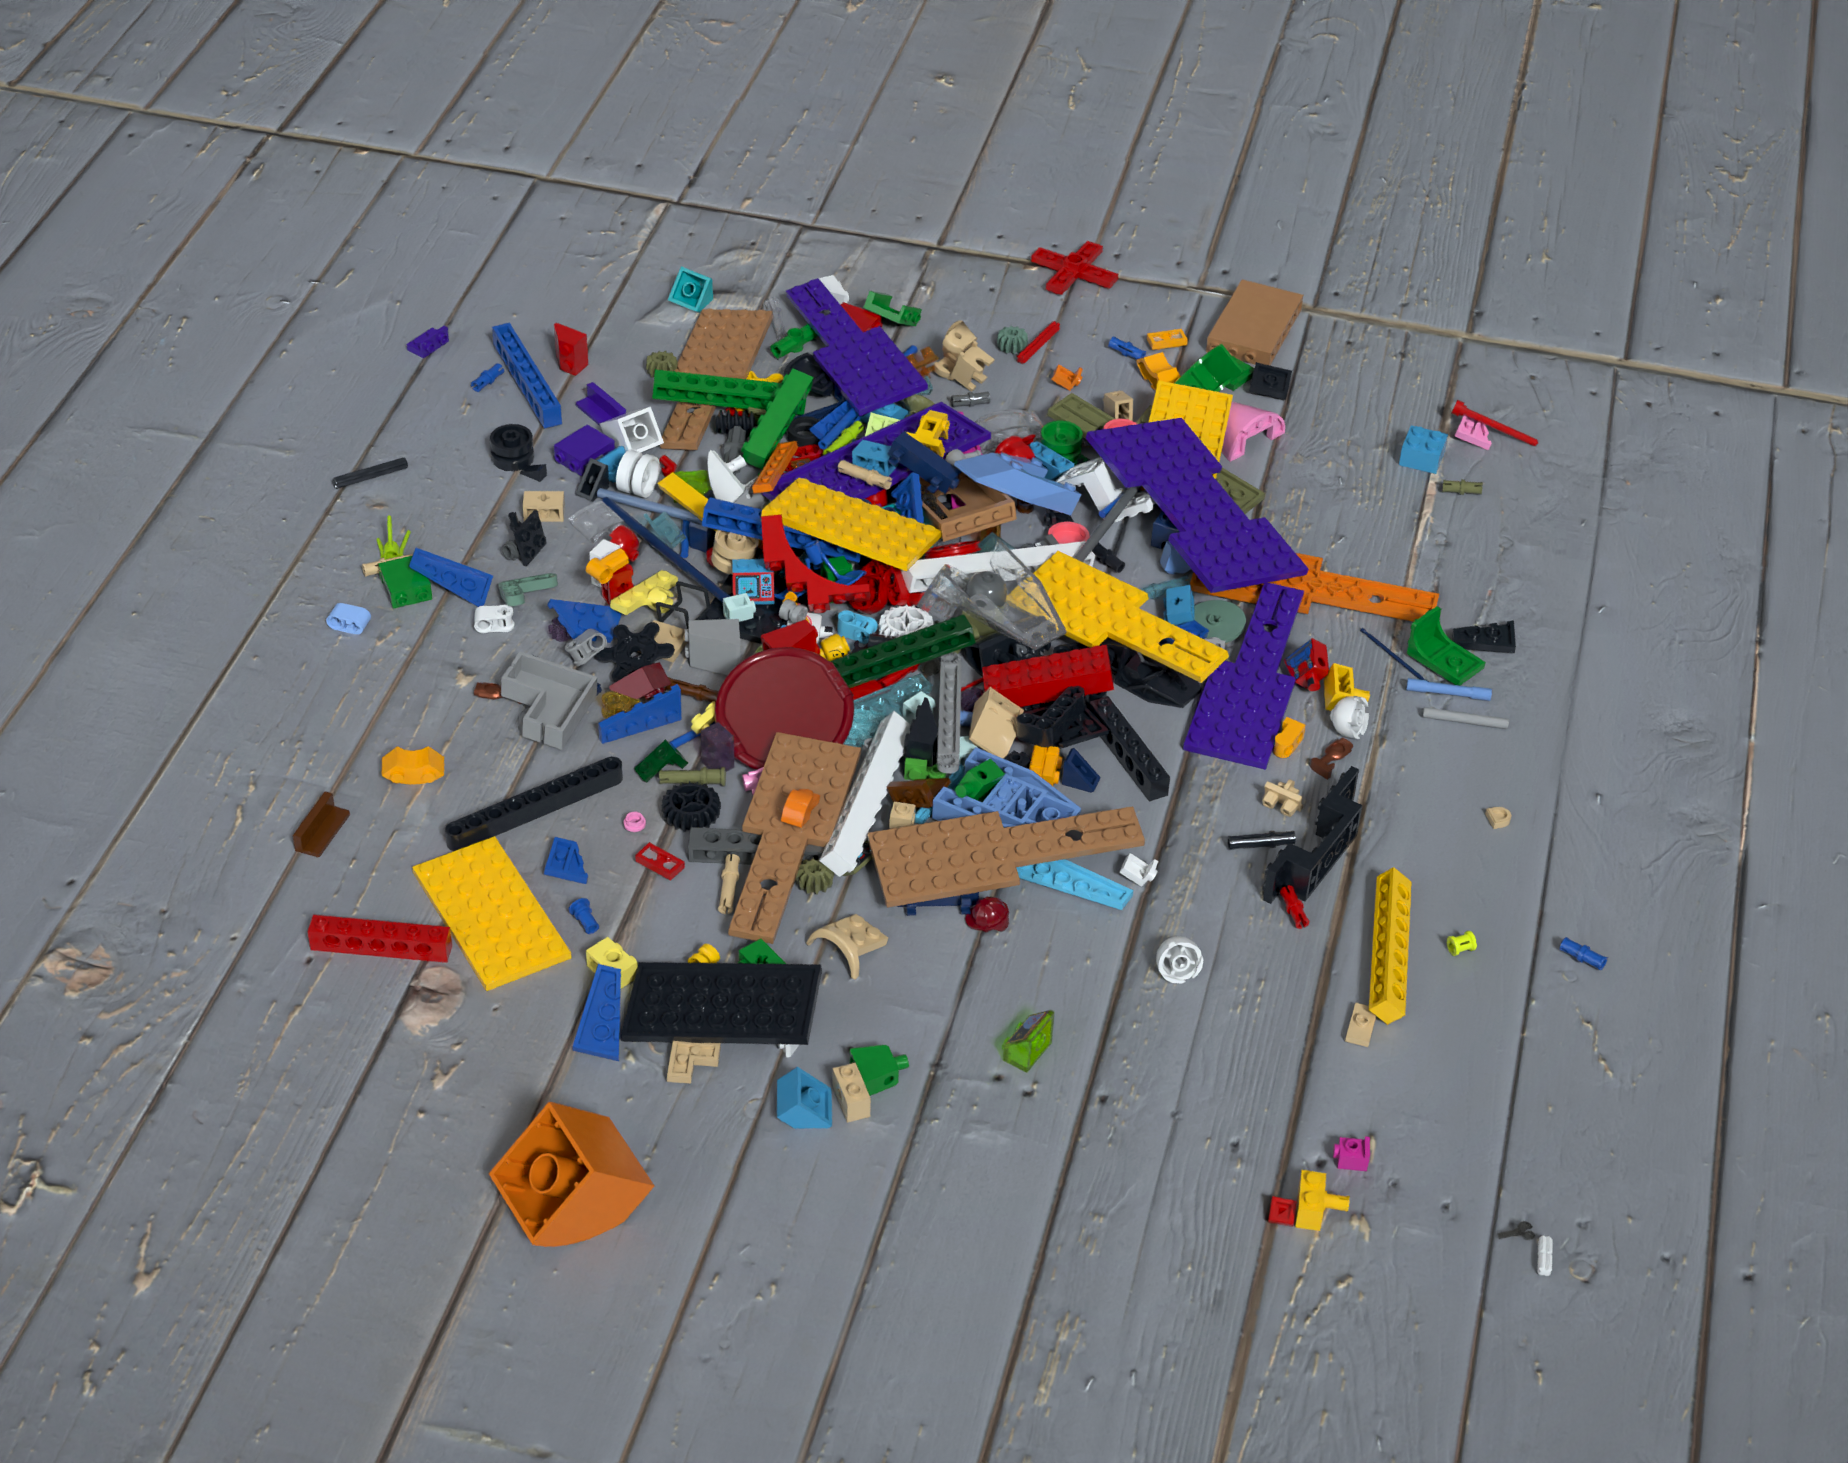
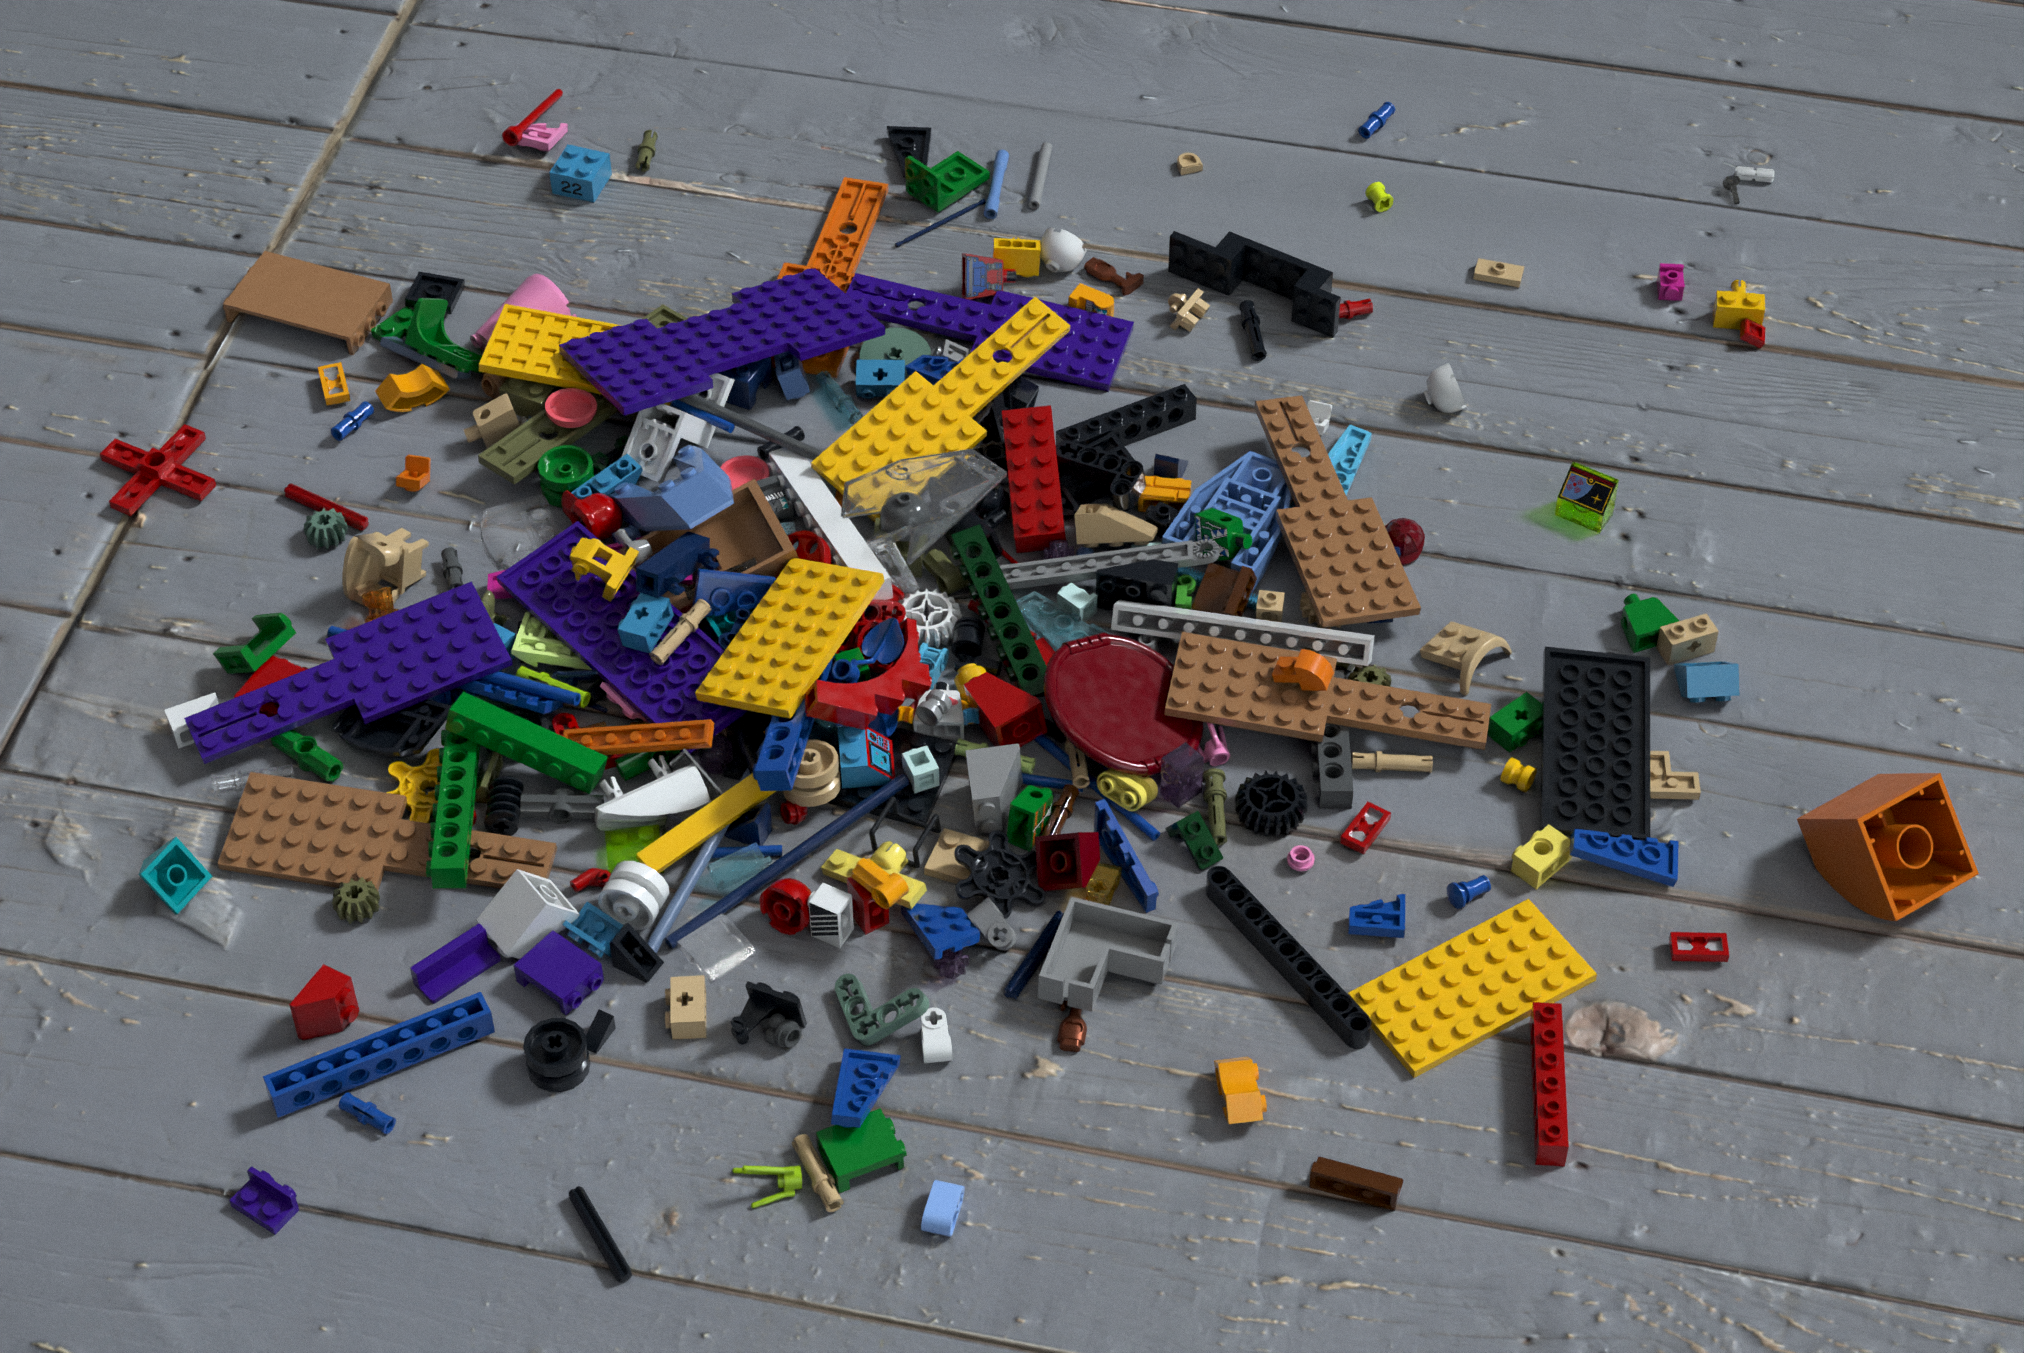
camera: 90 degrees left, 5 degrees up
(501, 1054) = (1699, 947): none -> red piece
(691, 666) = (1029, 816): none -> green torso
(1390, 946) = (1398, 239): yellow brick -> none

